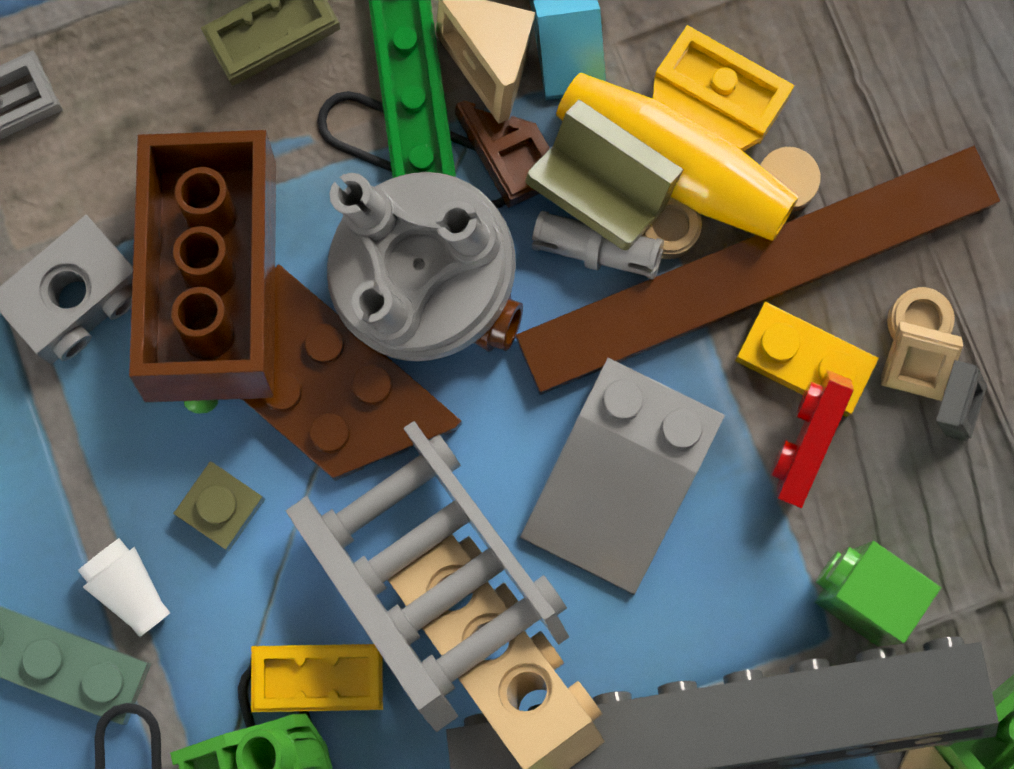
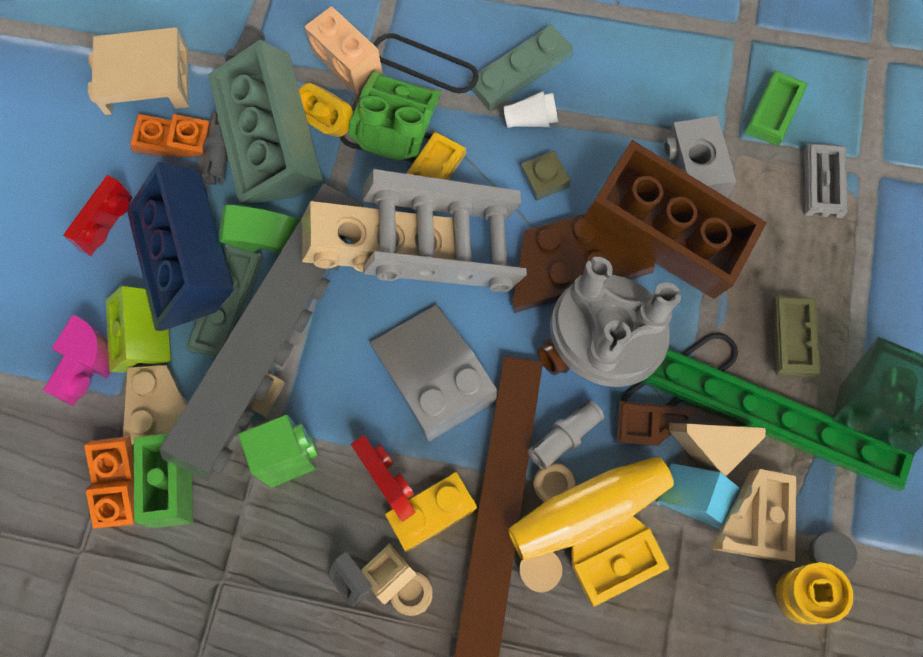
camera: 130 degrees right, 10 degrees down
(604, 176) = (601, 454): olive panel -> none

